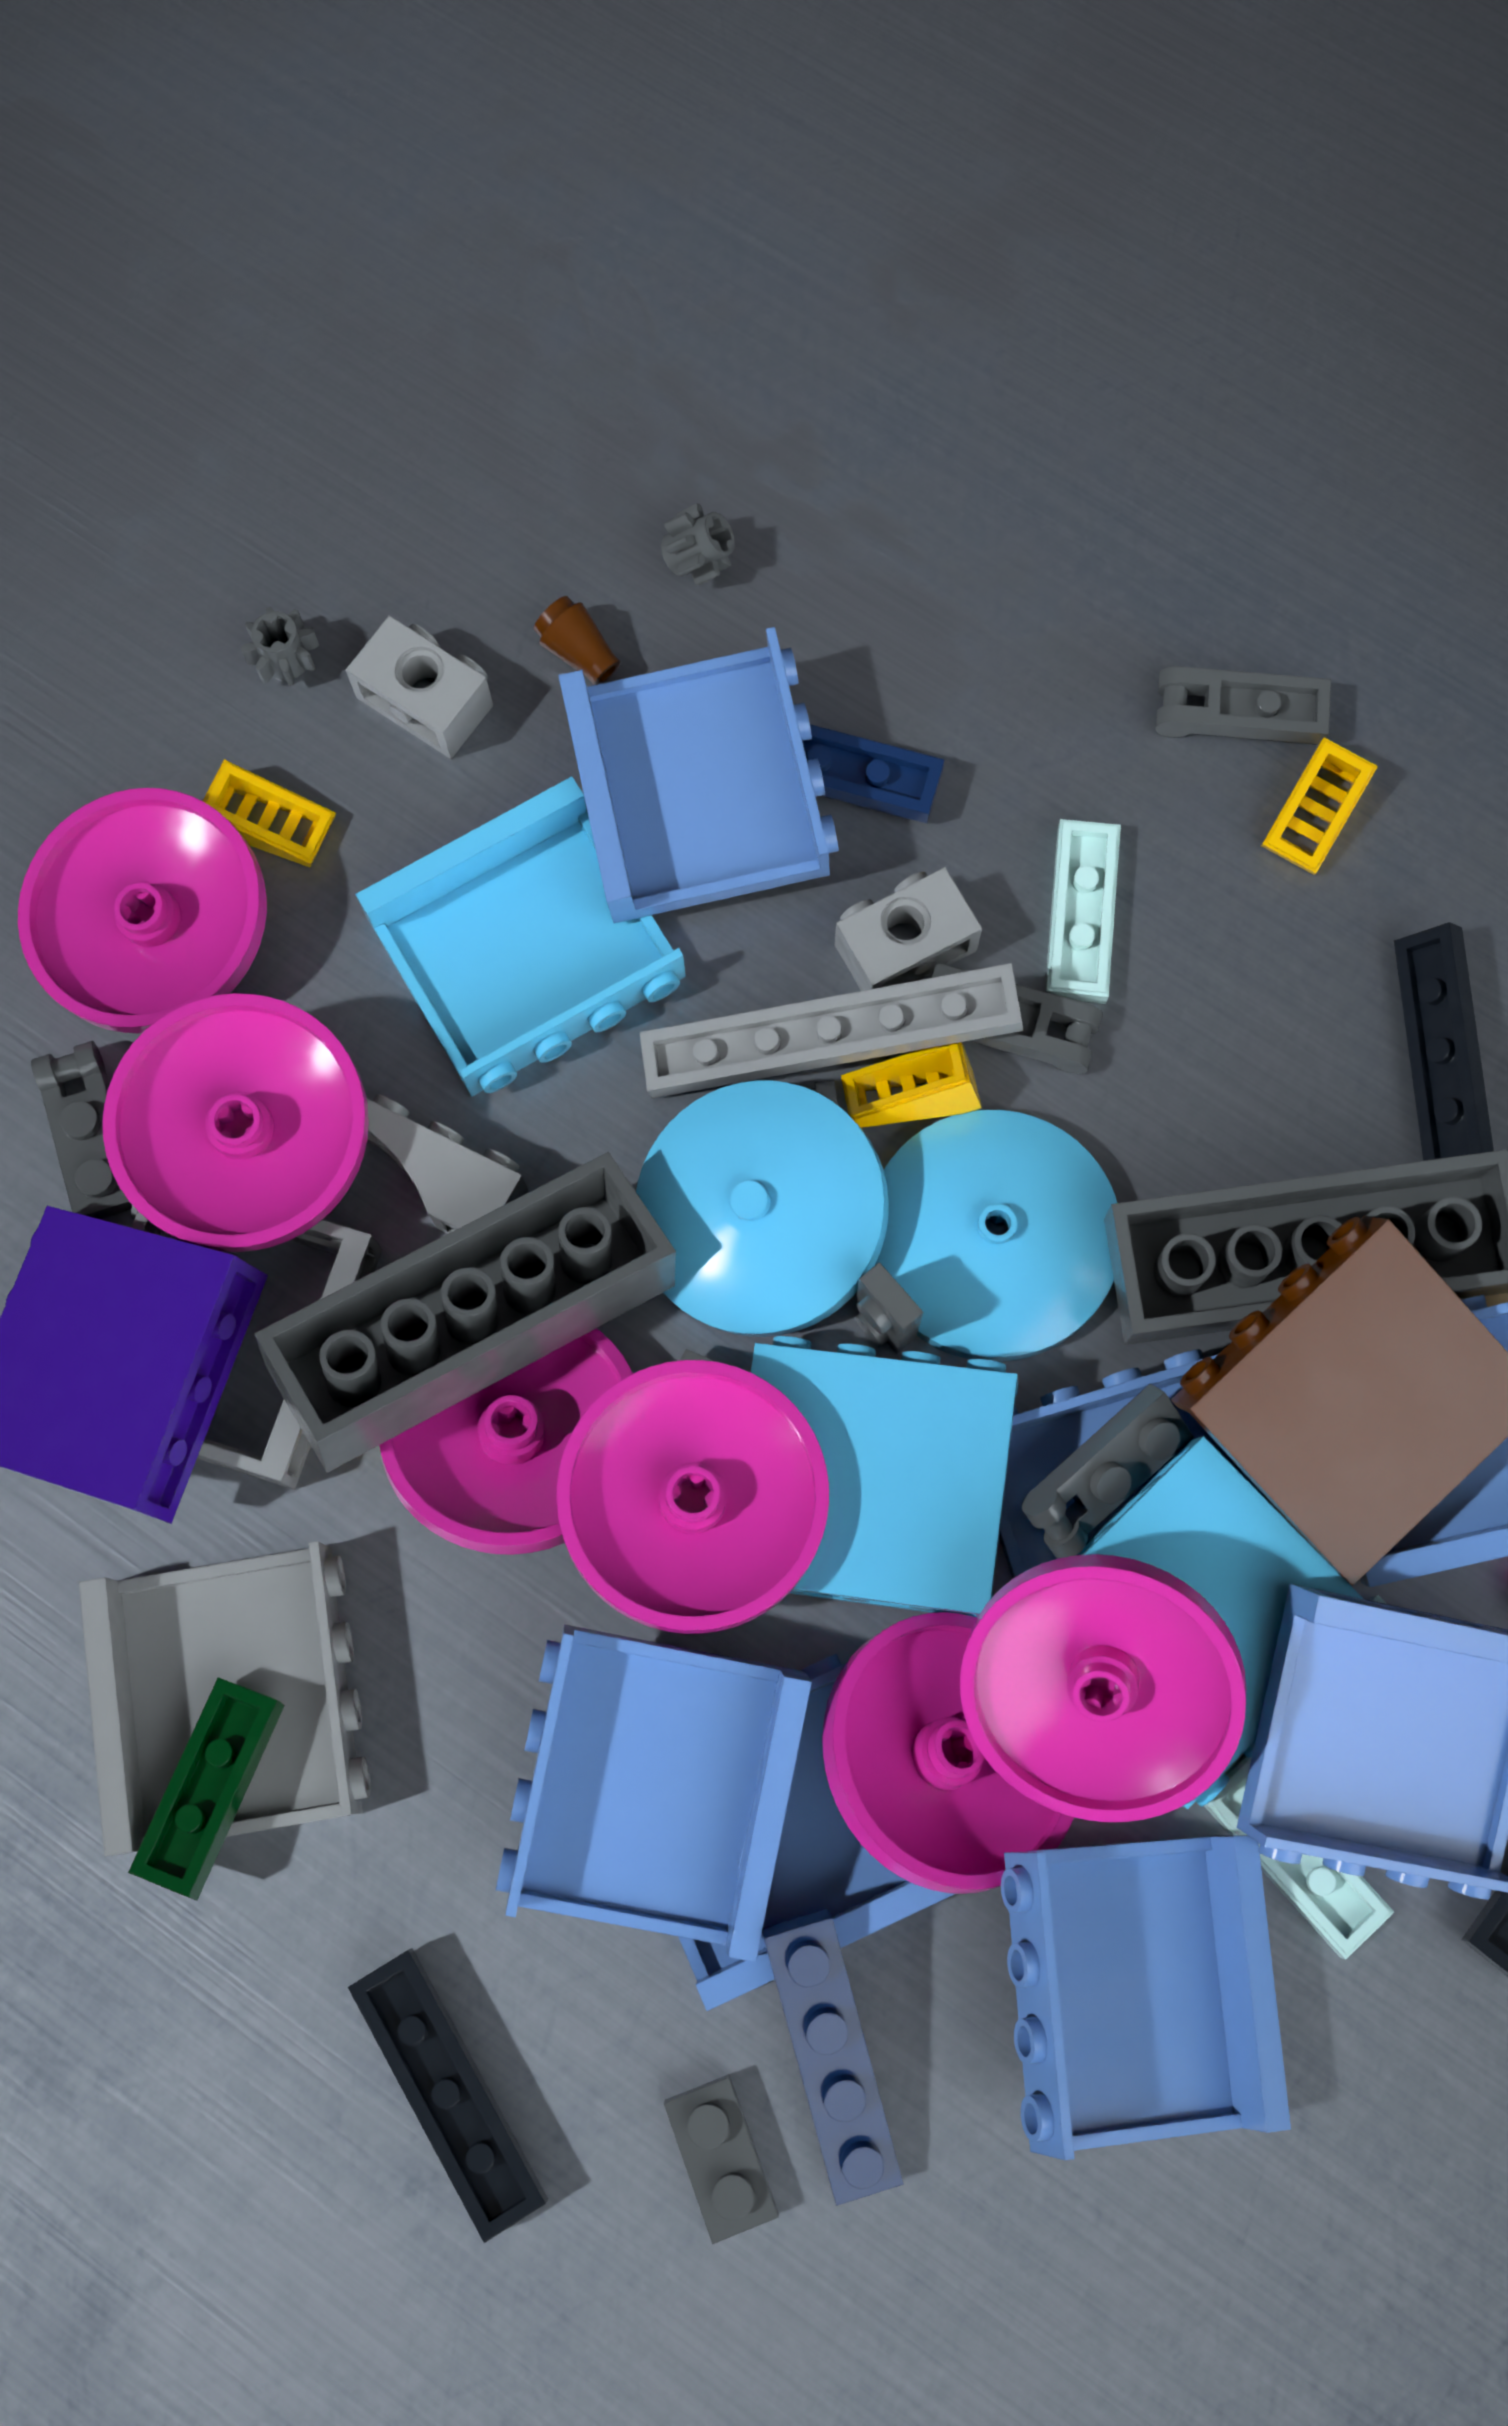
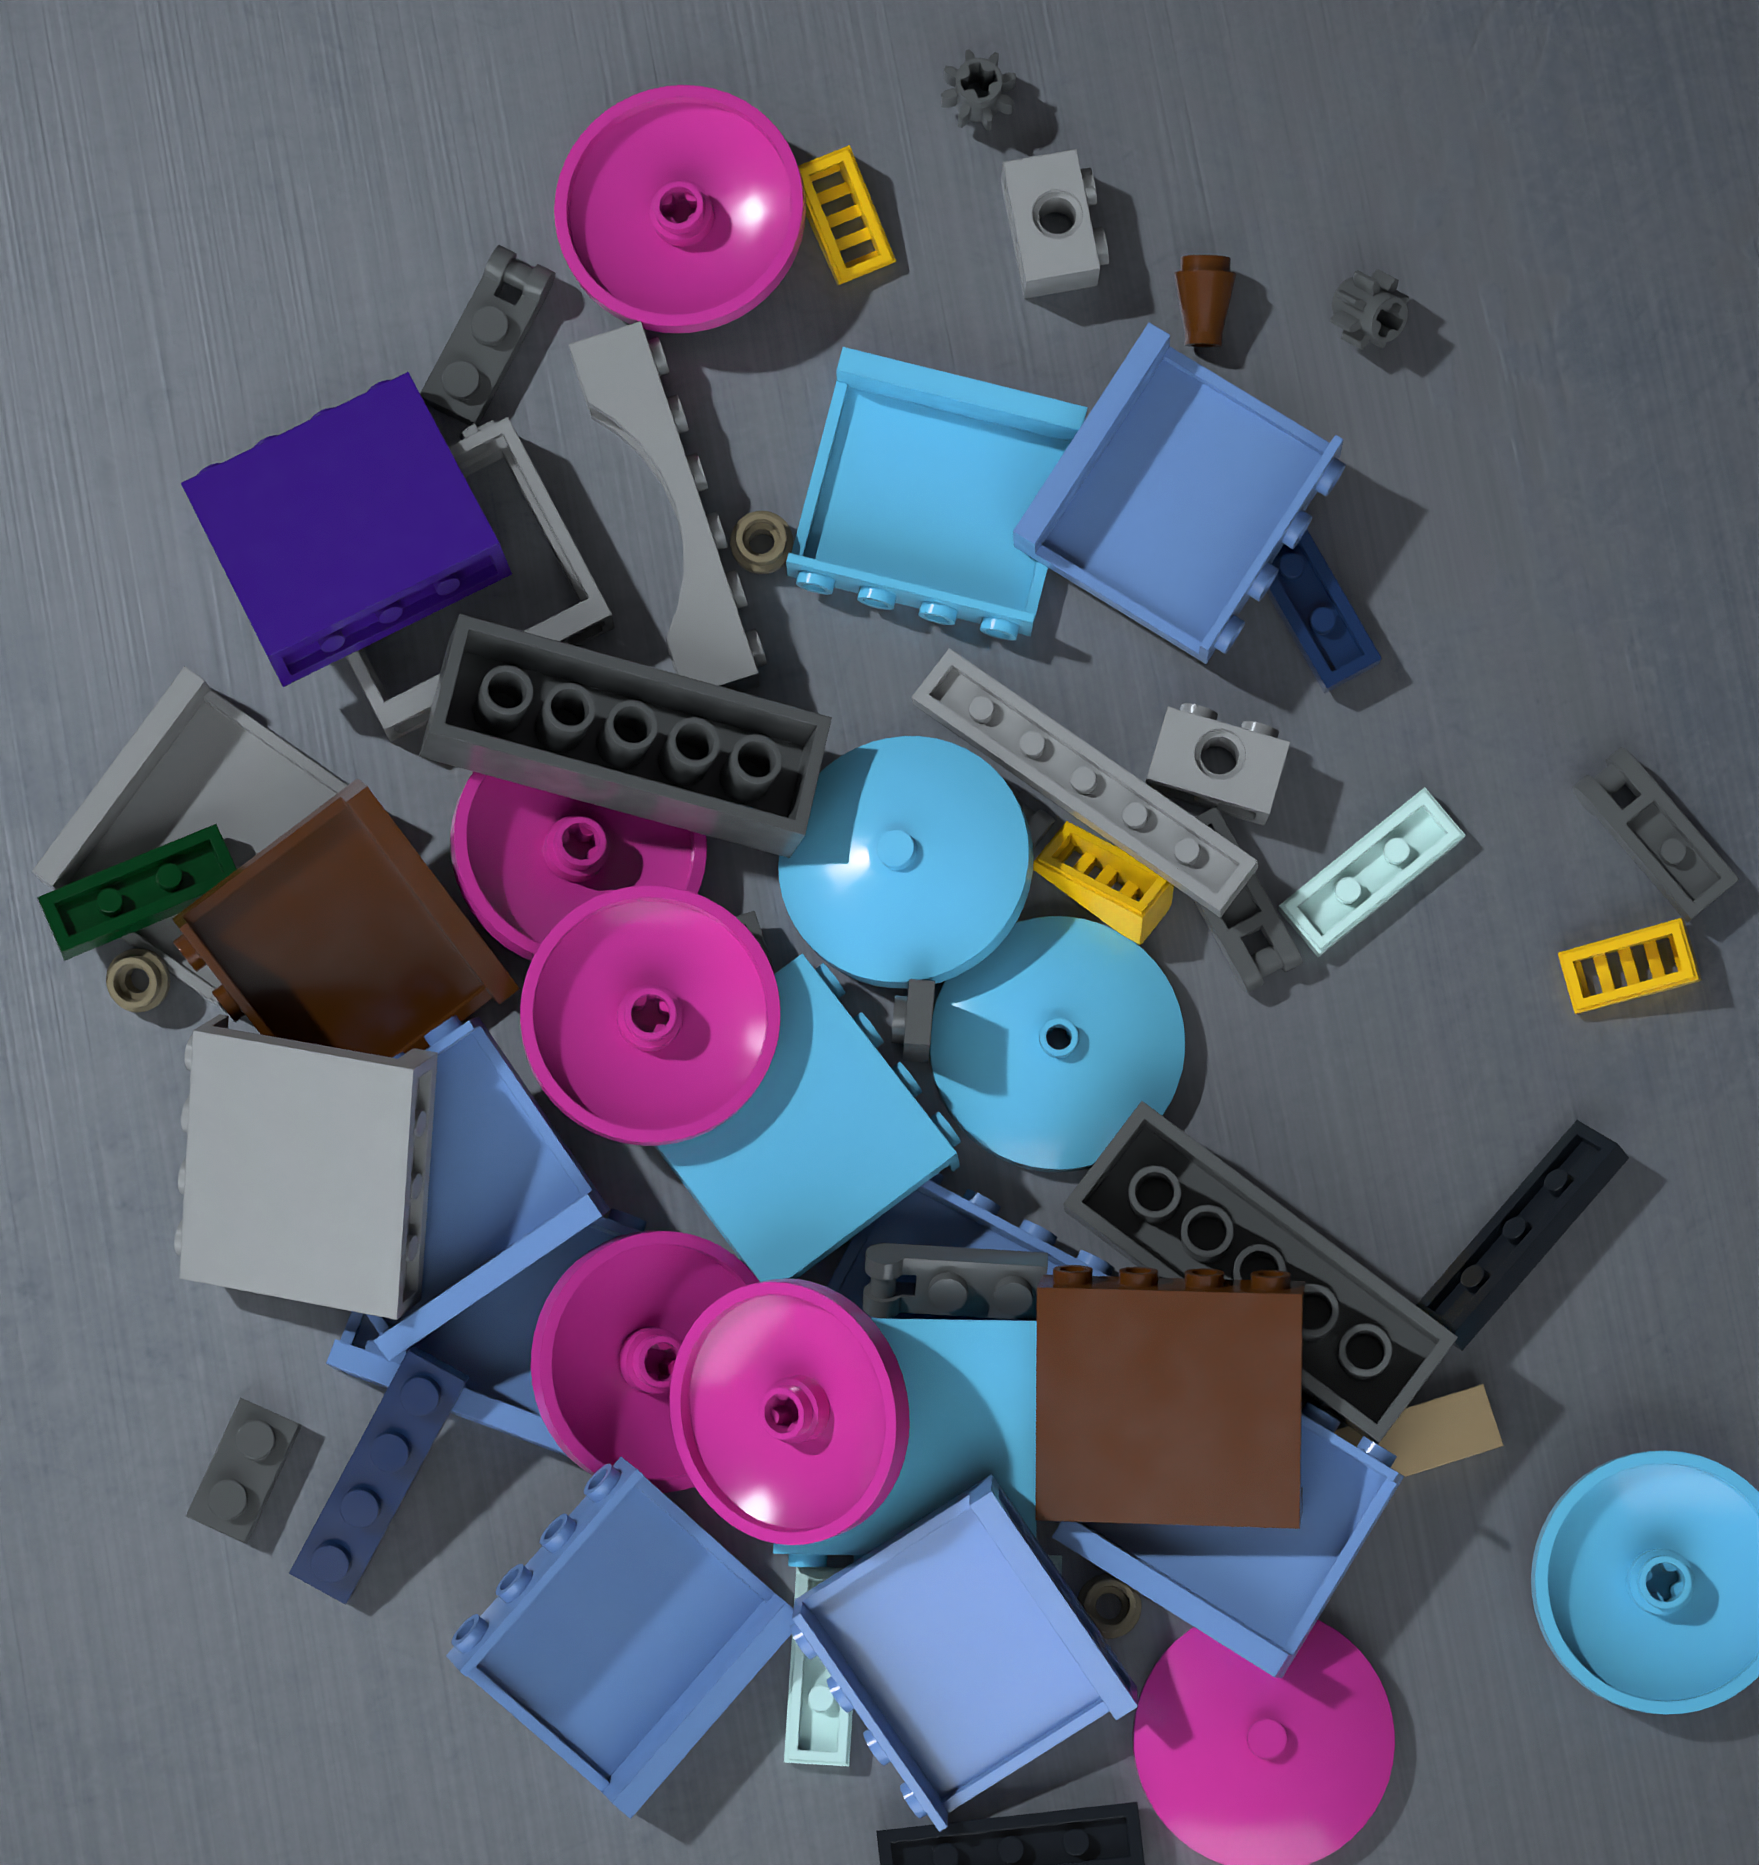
camera: 40 degrees right, 5 degrees up
(235, 1122) = (593, 442): dark pink dish -> none
(268, 1875) = (121, 986): none -> dark tan plate
(405, 1680) = (341, 936): none -> reddish brown panel
(425, 1071) = (755, 524): none -> dark tan plate
(448, 2095) = (107, 1249): black plate -> none
(546, 1878) = (306, 1170): none -> light grey panel
(1460, 1582) = (1129, 1600): none -> dark tan plate

